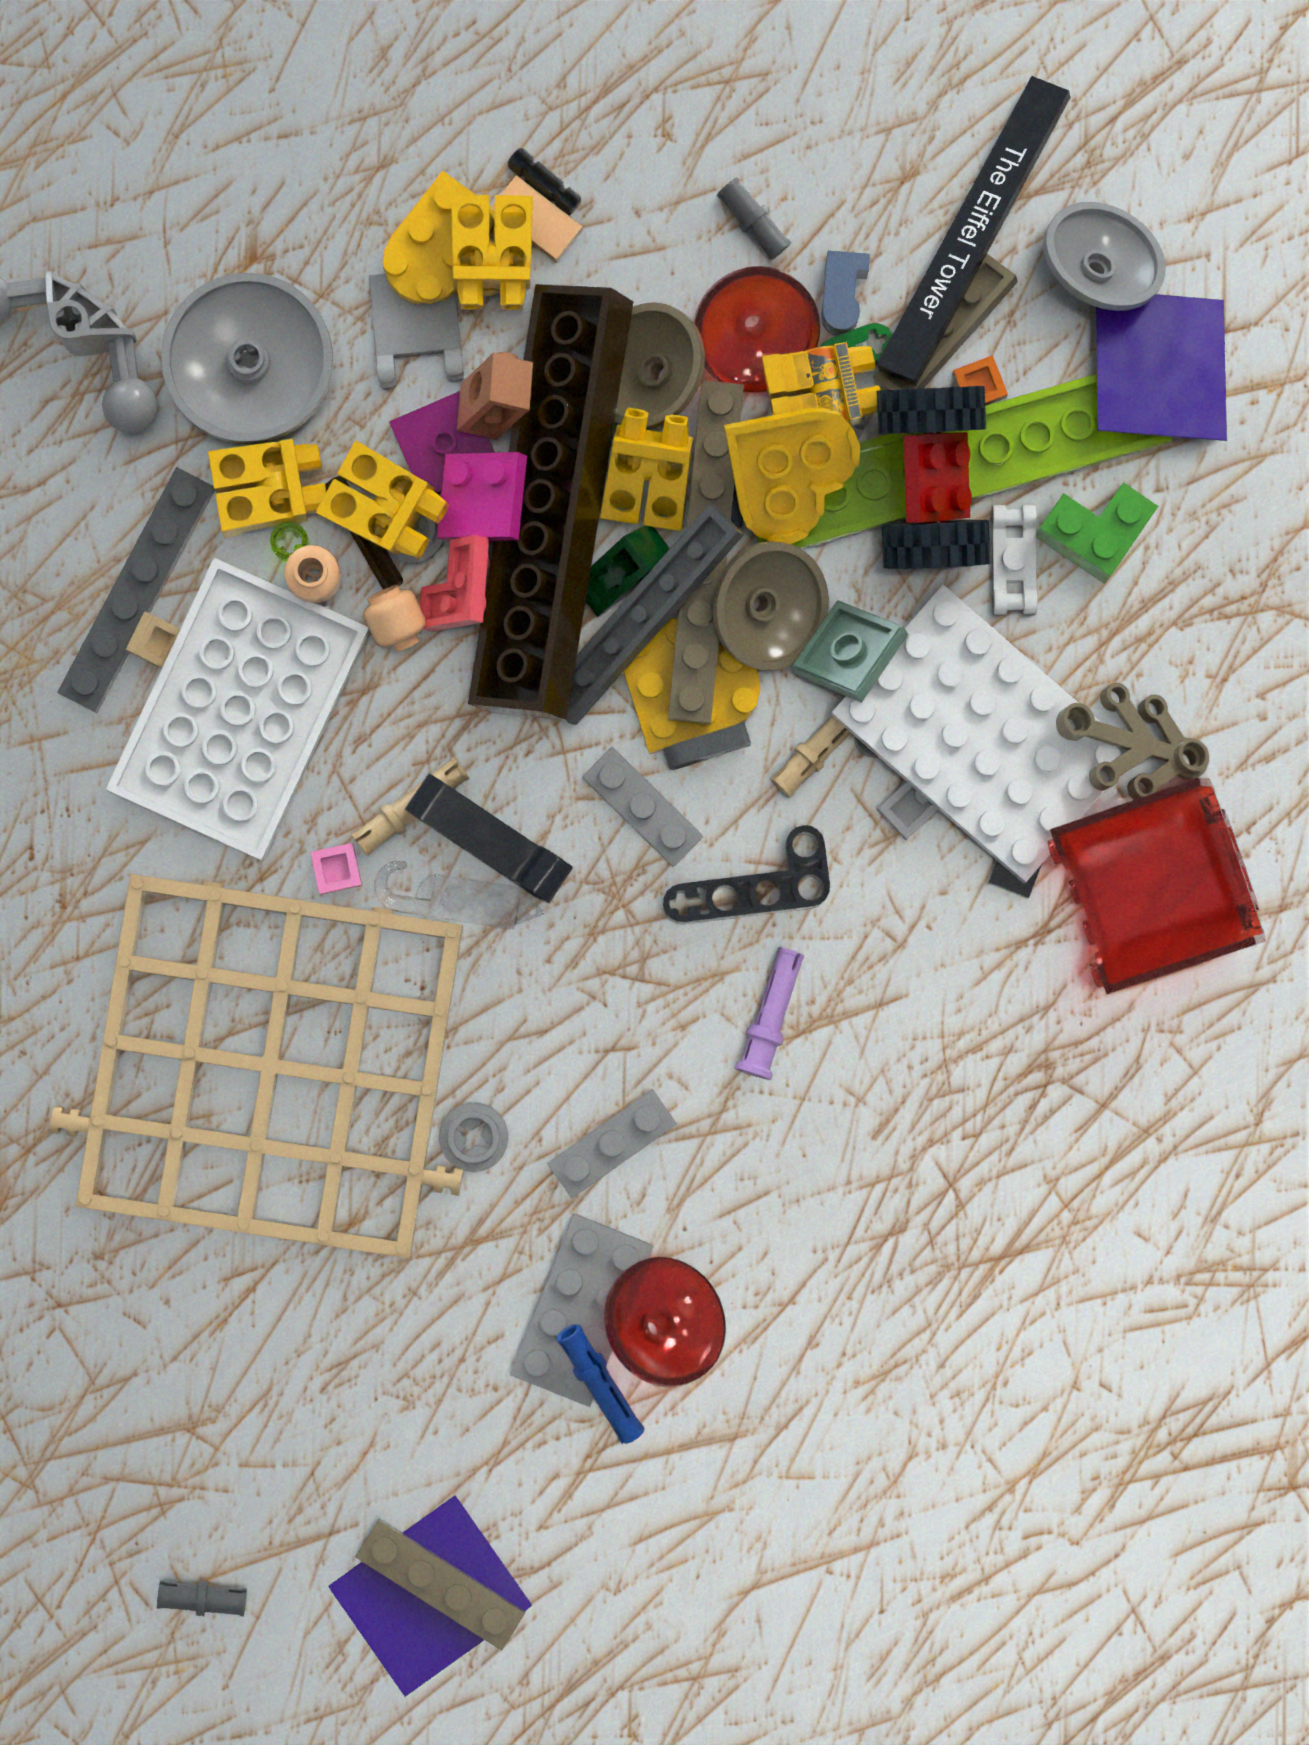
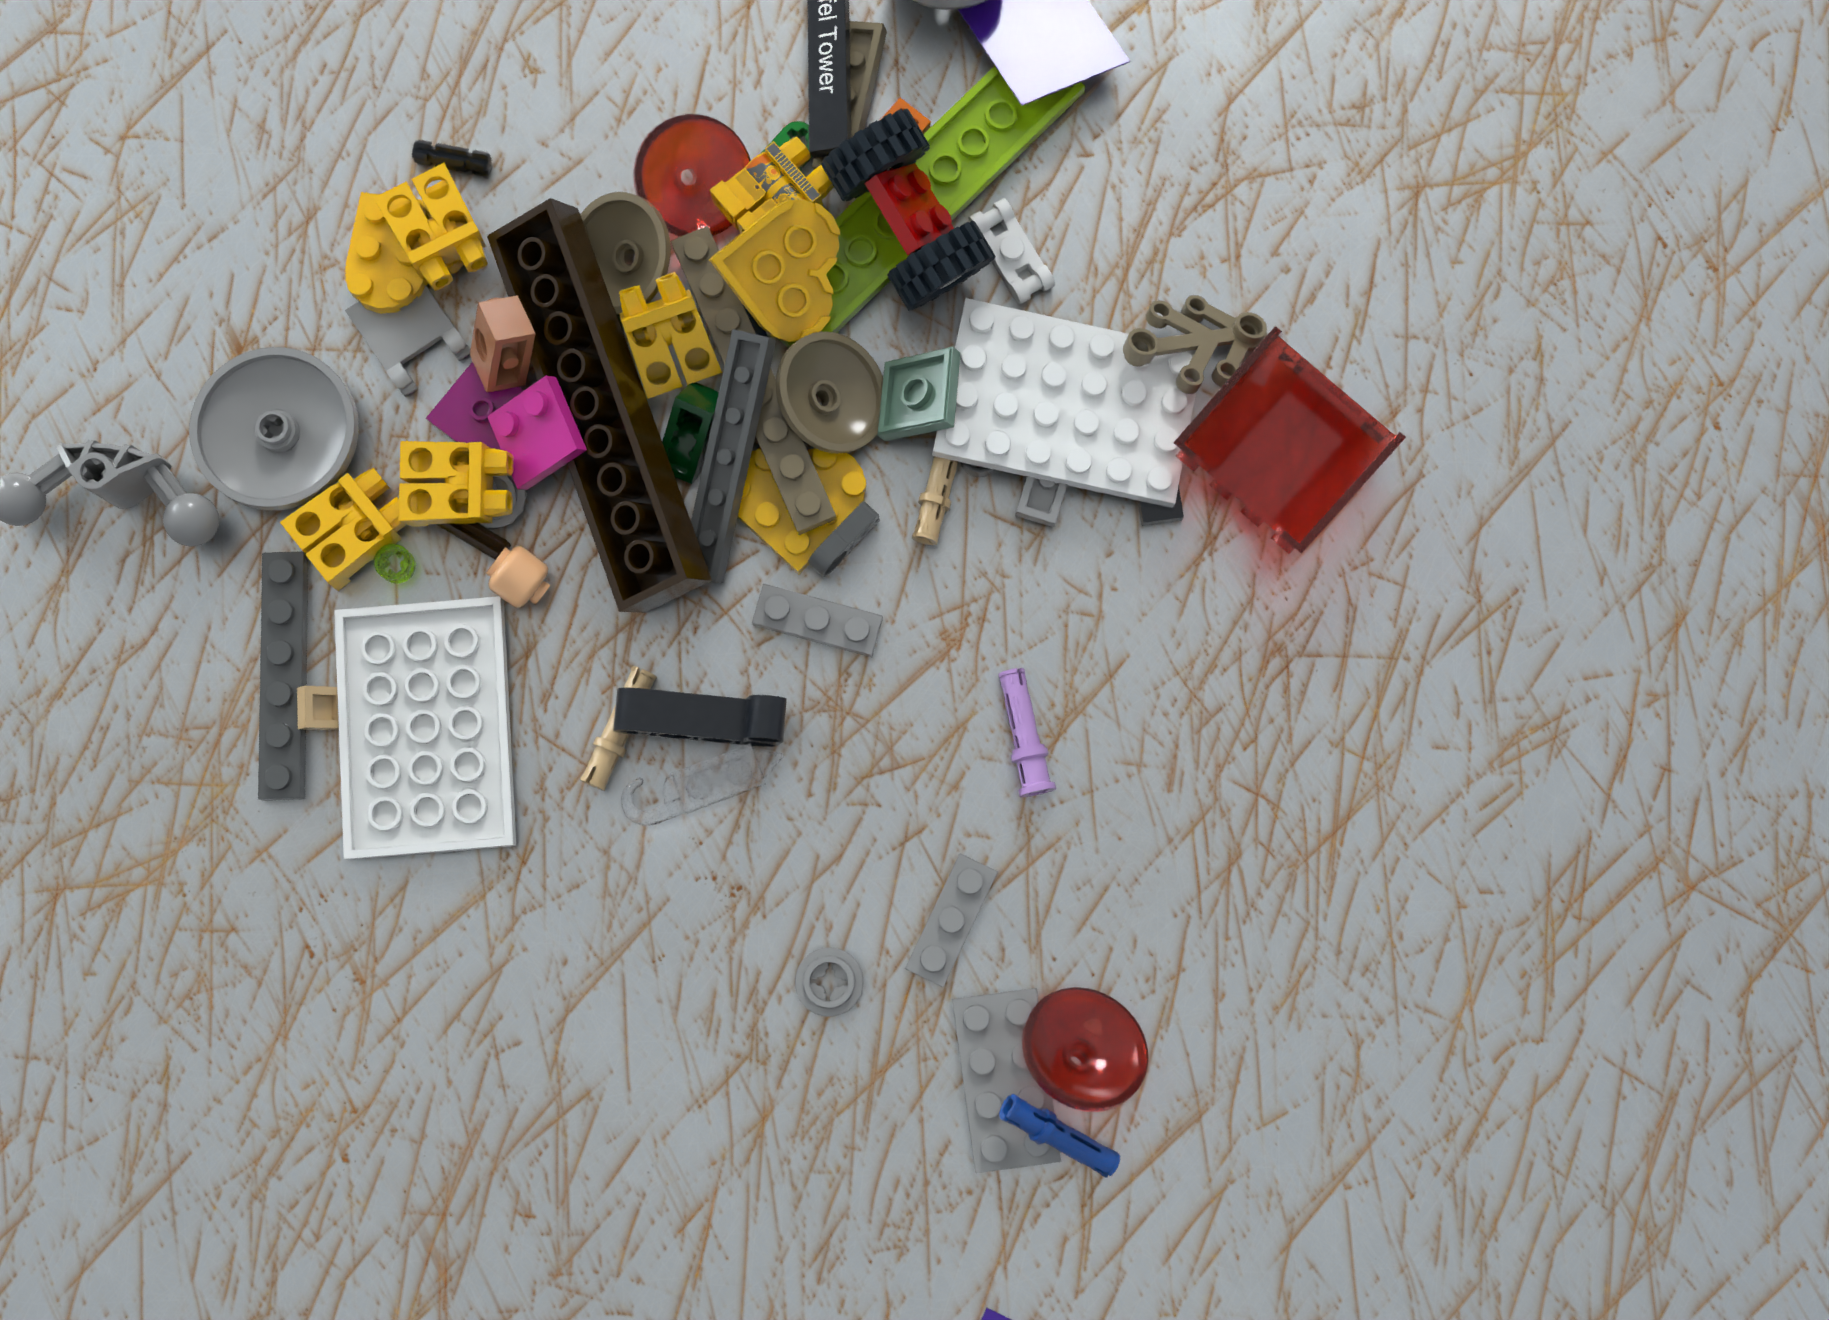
camera: 30 degrees left, 5 degrees down
(269, 1065) = (616, 1019): tan piece -> none
(302, 564) = (415, 576): light nougat head -> none
(336, 868) = (583, 816): bright pink plate -> none
(461, 598) = (565, 523): coral plate -> none
(551, 227) = (479, 190): light nougat tile -> none
(745, 887) = (941, 637): black beam -> none
(753, 218) = (641, 94): dark grey pin -> none
(839, 304) = (740, 99): sand blue leg -> none
(1096, 541) = (1066, 198): bright green brick -> none

